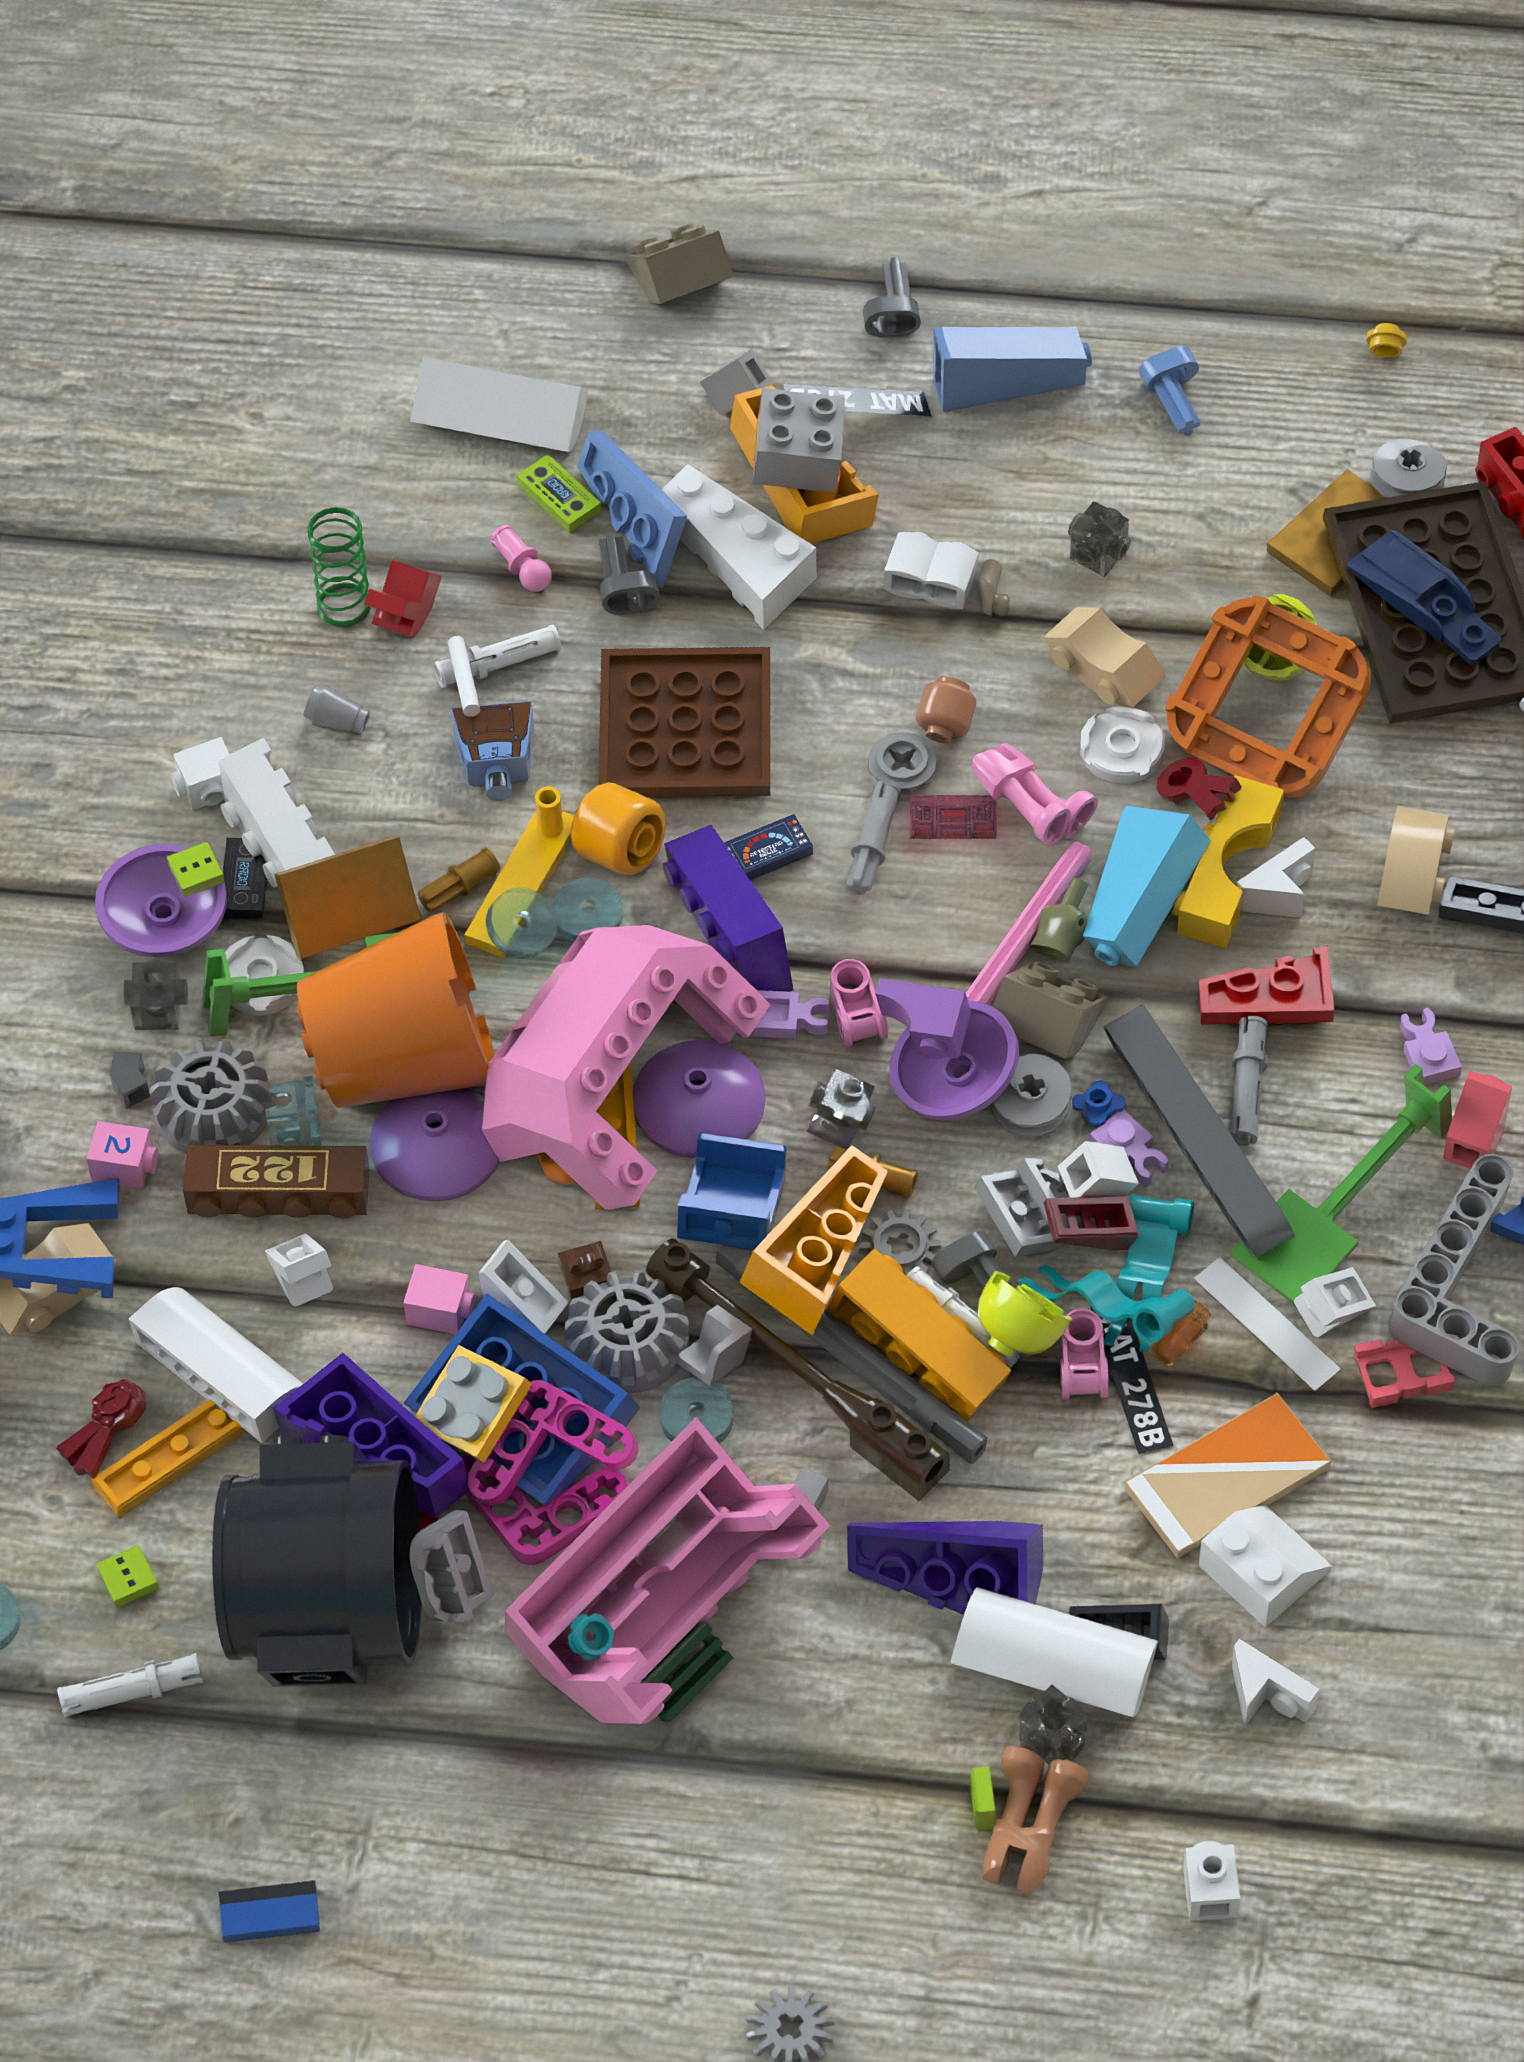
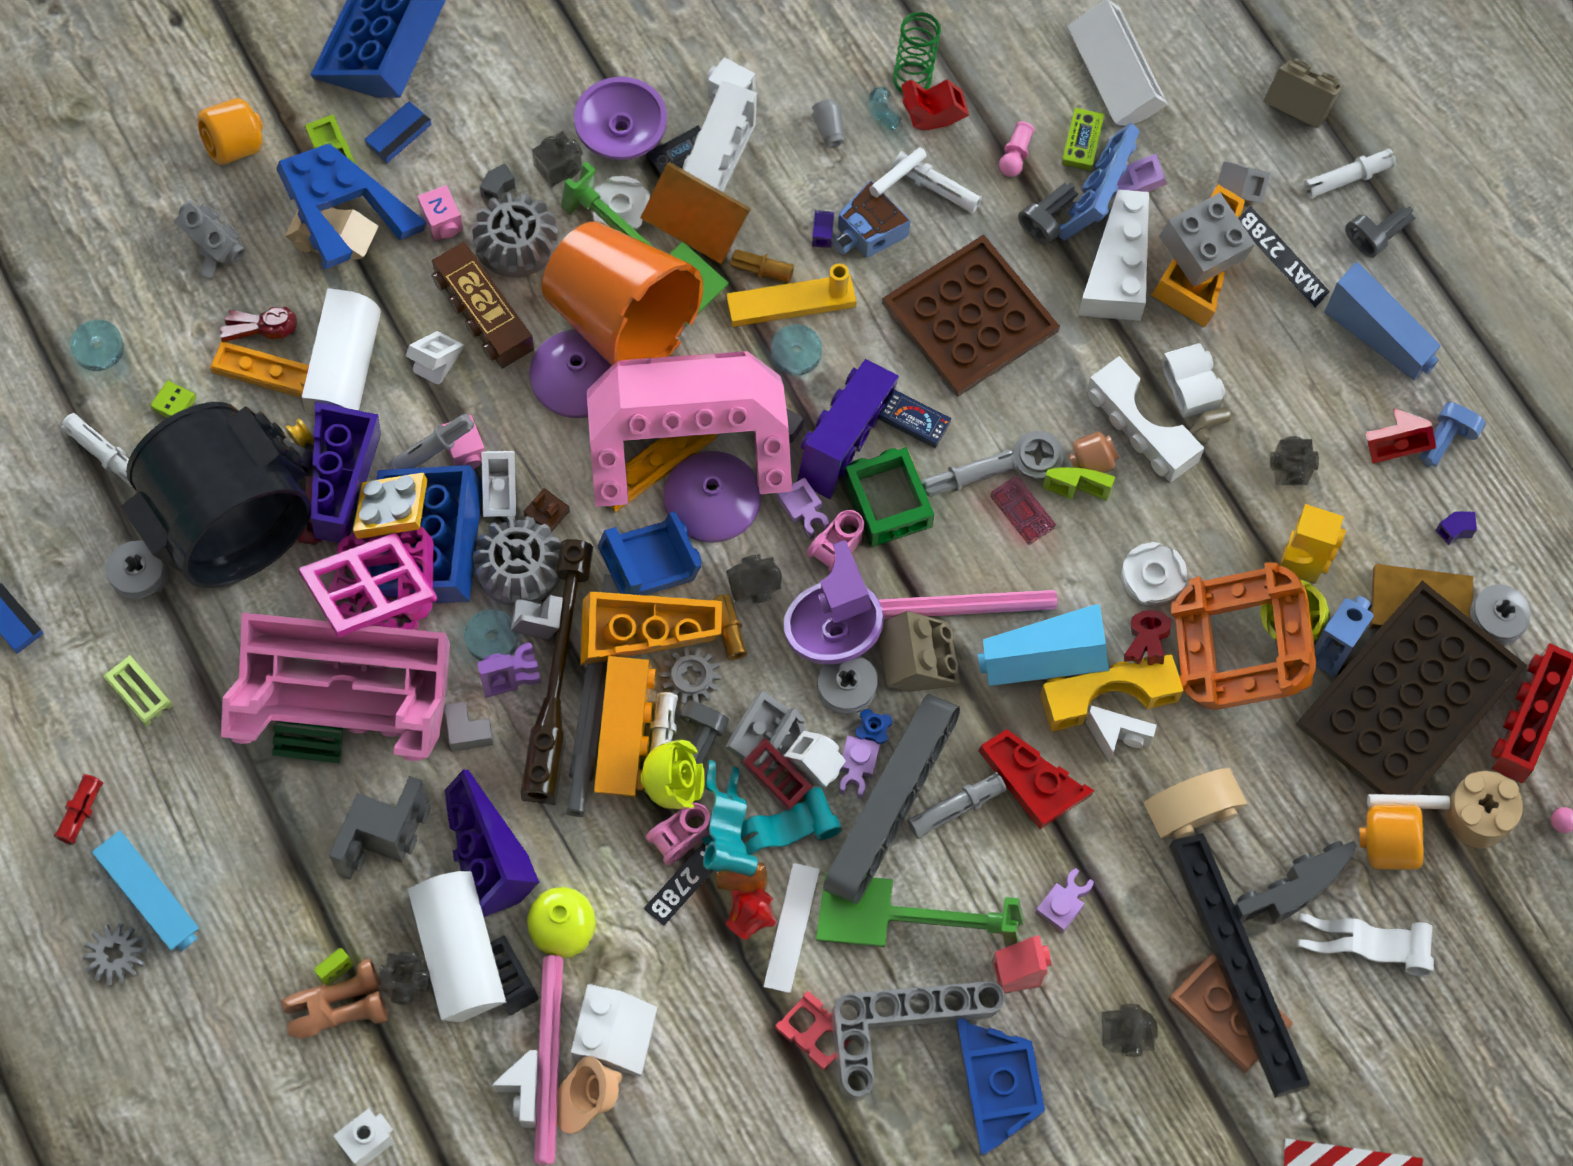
camera: 50 degrees right, 10 degrees up
(195, 869) = (650, 120): lime tile -> none
(299, 1120) = (521, 289): clear light blue hinge -> none
(327, 1710) = (136, 583): none -> light grey piece
(357, 654) = (879, 108): none -> clear light blue arm
(423, 1321) = (440, 439): none -> light grey axle
(449, 1569) = (271, 566): light grey slope -> none
(461, 795) = (823, 229): none -> dark purple piece
(478, 1838) = (154, 710): none -> yellowish green tile
(506, 932) = (741, 324): clear light blue piece -> none
(517, 1469) = (367, 583): none -> window
(579, 1966) = (78, 809): none -> red pin
(601, 1631) = (260, 675): teal plate -> none
(618, 829) = (859, 327): light orange head -> none
(657, 458) = (1143, 175): none -> lavender plate
(741, 1941) = (146, 892): none -> medium azure slope
(765, 1410) = (504, 673): none -> medium lavender plate
(809, 272) = (1362, 168): none -> white pin
(824, 954) = (897, 525): none -> green window
(857, 1645) = (380, 828): none -> dark grey bracket
(894, 647) = (1168, 448): none -> white arch
(961, 744) = (1067, 480): none -> lime slope
(1012, 775) = (1077, 521): bright pink piece -> none
(1062, 924) = (985, 622): olive piece -> none
(1097, 1539) = (561, 922): none -> neon yellow cylinder
(1104, 656) = (1205, 521): tan brick -> none
(1149, 425) = (1405, 438): none -> red slope
(1220, 557) = (1313, 543): none -> yellow arch
(1227, 1471) = (662, 971): tile -> none
(1228, 1343) = (750, 912): none -> red rock
(1228, 1631) = (548, 1060): none -> bright pink axle
(1281, 447) = (1457, 525): none -> dark purple piece
(1320, 1628) = (585, 1093): none -> light nougat piece
(1331, 603) = (1345, 627): none -> medium blue torso
(1333, 1301) = (828, 958): white slope -> none
(1425, 594) = (1404, 683): dark blue piece -> none

